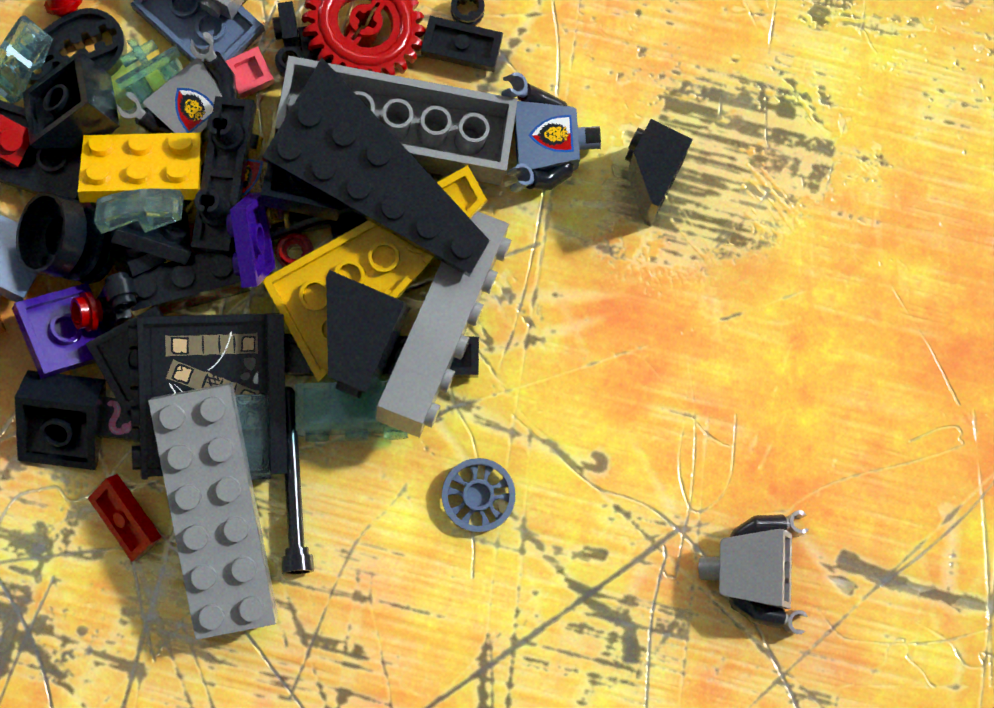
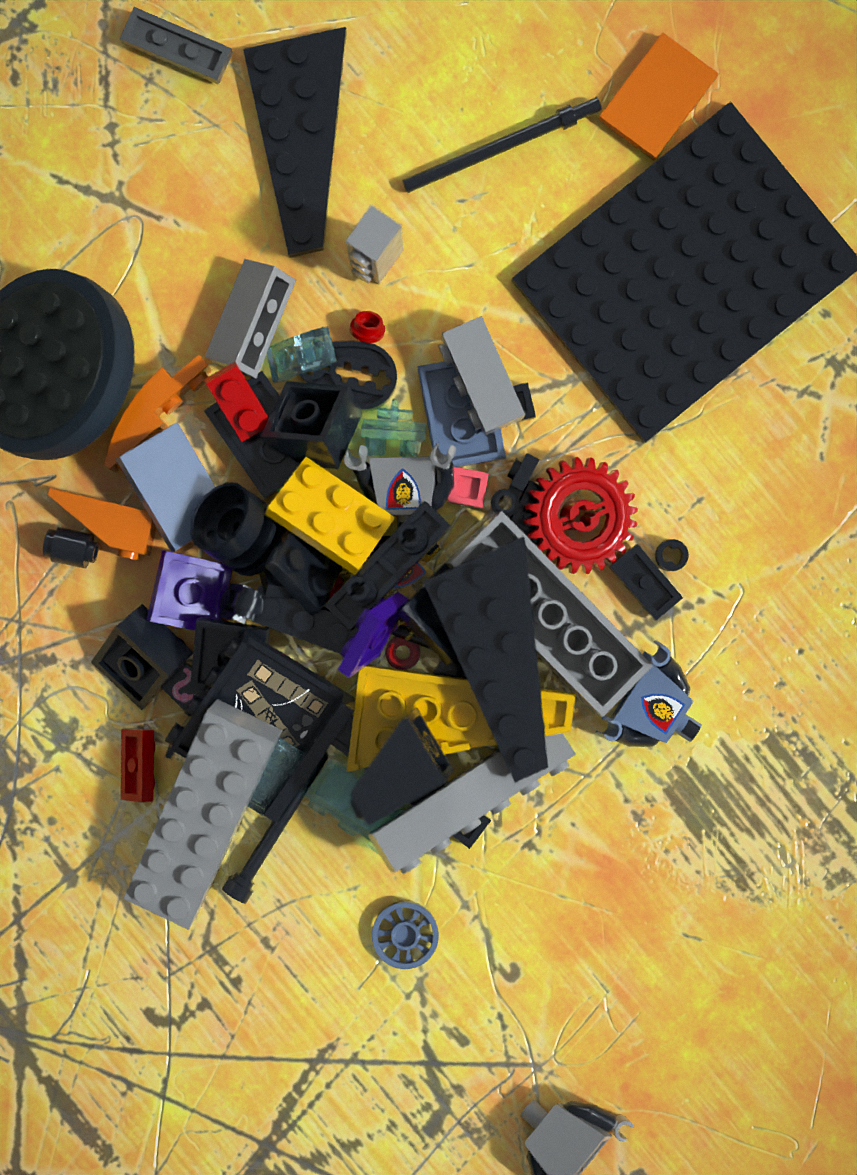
camera: 40 degrees right, 10 degrees up
(86, 311) = (214, 594): red plate -> none
(148, 206) = (311, 559): clear light blue slope -> none
(654, 164) = (717, 793): black slope -> none

